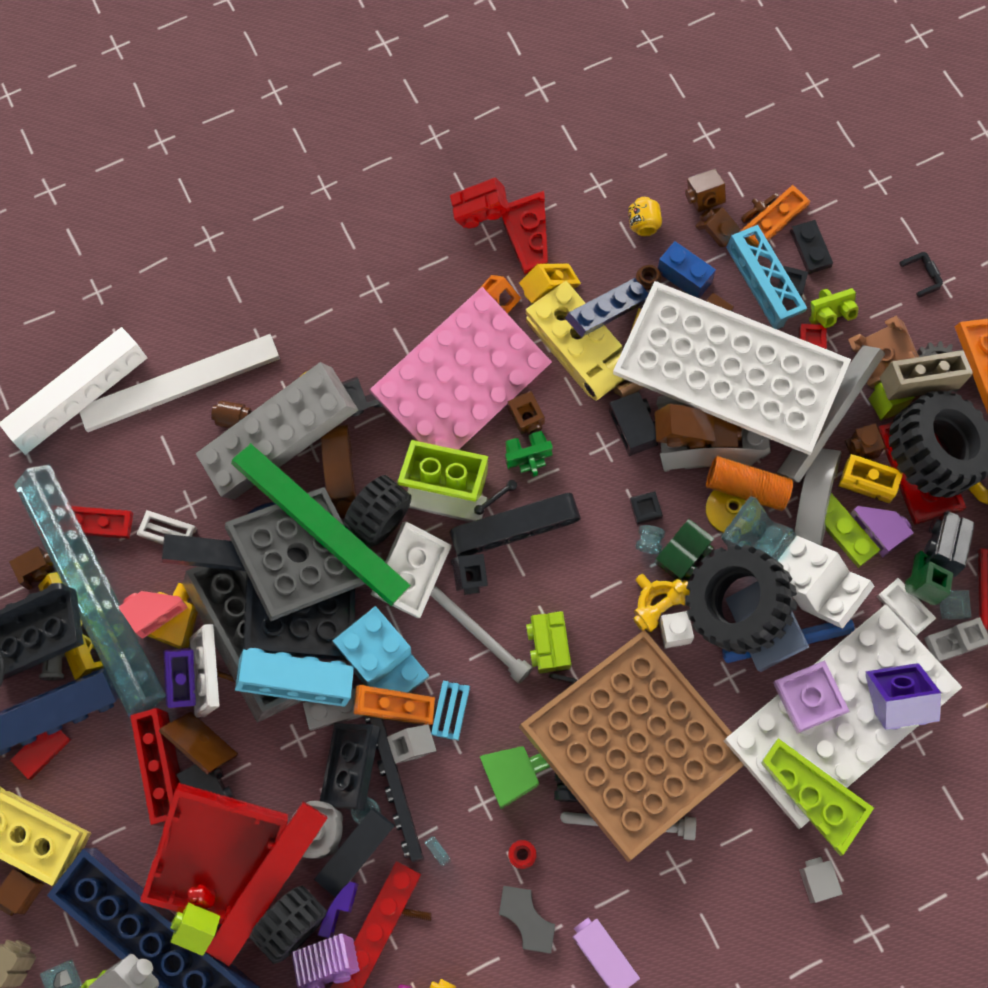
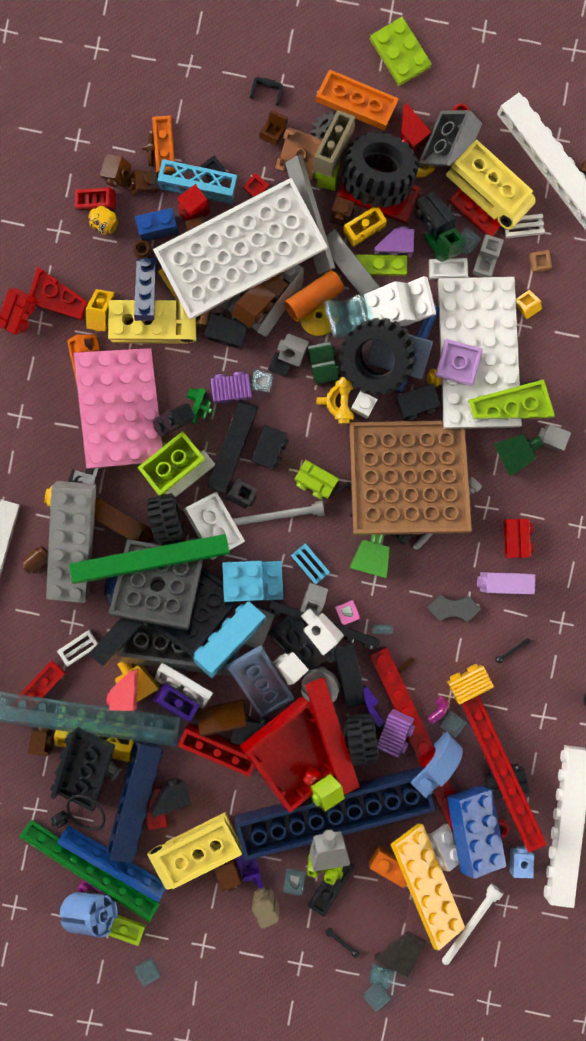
camera: 60 degrees left, 15 degrees up
(40, 915) = (249, 870): none -> dark purple slope
(65, 756) = (171, 797): none -> black slope
(271, 752) = (260, 681): none -> sand blue tile
(311, 774) = (290, 668): none -> white brick
(380, 776) = (326, 636): none -> white torso
(394, 705) = (285, 593): orange tile -> none
(427, 796) = (347, 612): none -> slope
(493, 438) = (173, 419): none -> black brick
(510, 486) = (207, 430): black hinge -> none
(512, 854) = (424, 584): red plate -> none
(526, 405) = (167, 383): reddish brown brick -> none
(545, 565) = (269, 448): none -> black brick
(577, 474) = (231, 387): none -> medium lavender brick
(611, 500) = (261, 381): none -> clear light blue slope
(650, 539) = (301, 377): clear light blue wheel -> none
(669, 931) = (517, 538): none -> red brick
(670, 206) = (107, 198): none -> red slope
(672, 506) = (292, 349): none -> light grey brick
(729, 689) = (418, 402): none -> black brick
(737, 287) = (193, 204): none -> red brick
(767, 849) = (518, 452): none -> dark green torso
(768, 688) = (431, 379): none -> yellow plate
(811, 246) = (199, 139): black plate -> none
(831, 306) = (245, 159): lime hips -> none
(887, 307) = (274, 128): none -> reddish brown bracket
(904, 696) = (497, 312): dark purple slope -> none
(947, 731) = (528, 304): none -> yellow slope

